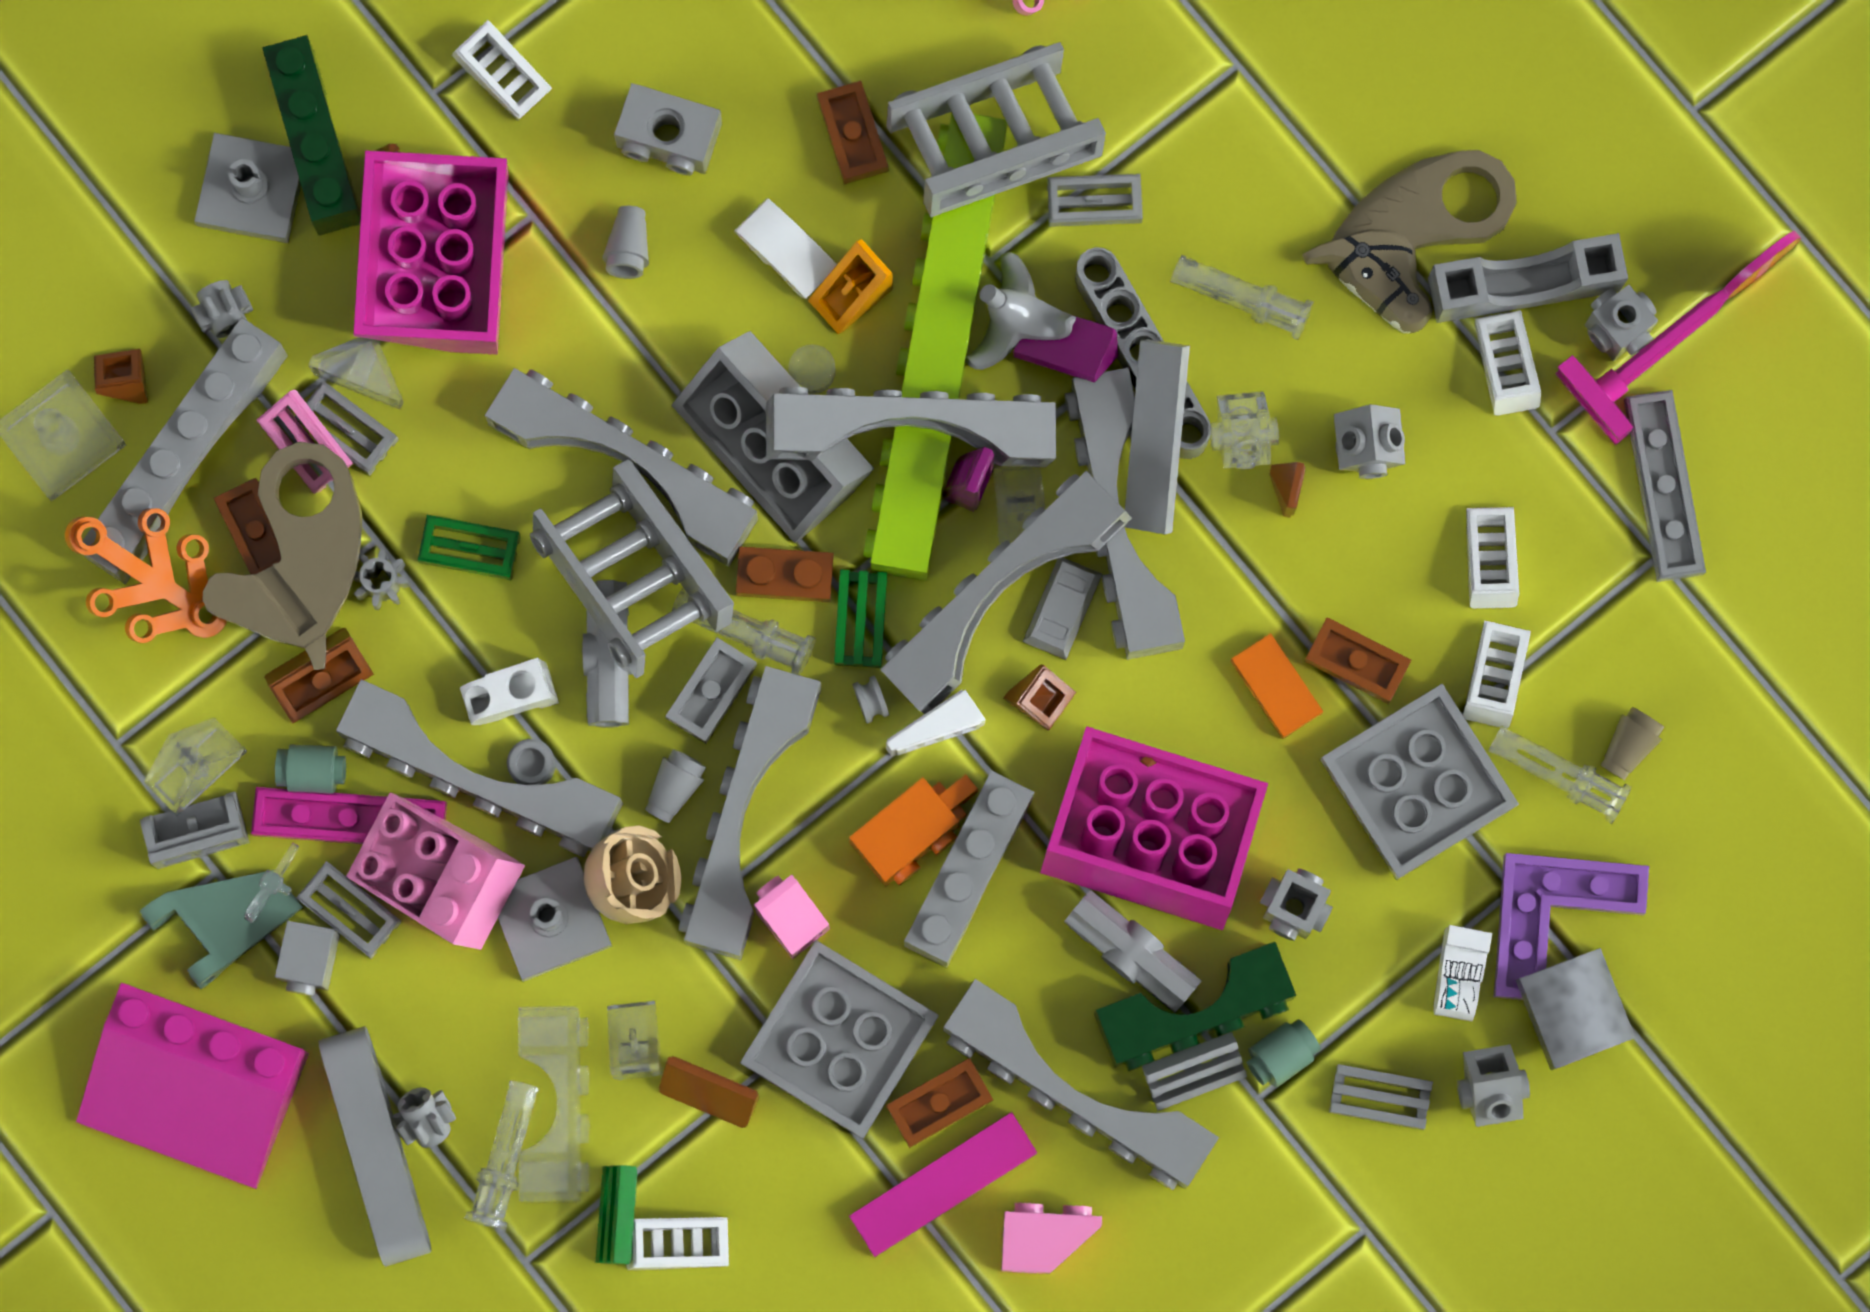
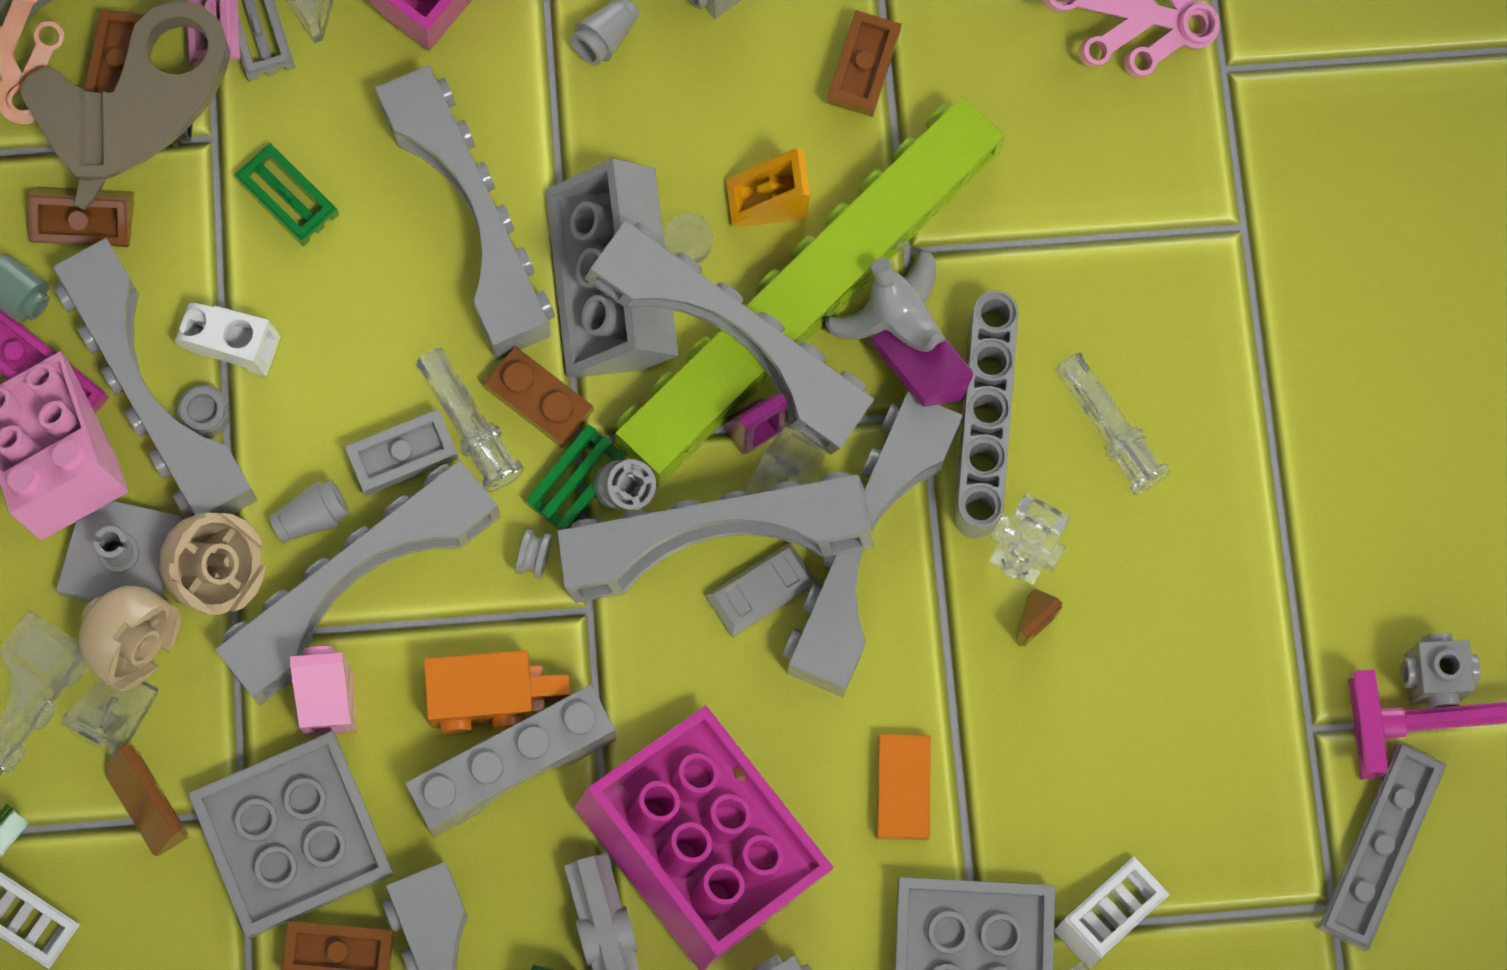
camera: 30 degrees right, 5 degrees down
(388, 589) = (192, 156): light grey gear -> none
(604, 974) = (125, 634): none -> tan cylinder
(606, 681) = (335, 361): light grey piece -> none
(653, 529) = (448, 280): light grey fence -> none
(785, 248) = (737, 121): white slope -> none
(896, 604) = (614, 487): none -> light grey wheel
(945, 721) = (580, 615): white slope -> none
(991, 170) = (975, 173): light grey fence -> none
(1041, 696) = (687, 653): dark orange slope -> none
(1094, 217) = (1027, 273): light grey tile -> none
(1156, 435) = (945, 490): light grey tile -> none
(1357, 660) = (992, 813): dark orange plate -> none
(1369, 440) = (1137, 623): light grey brick -> none
(1406, 212) = (1308, 449): dark tan animal -> none
(1490, 287) = (1417, 595): light grey arch -> none
(1492, 587) = (1162, 831): white slope -> none
(1514, 391) = (1301, 670): white slope -> none

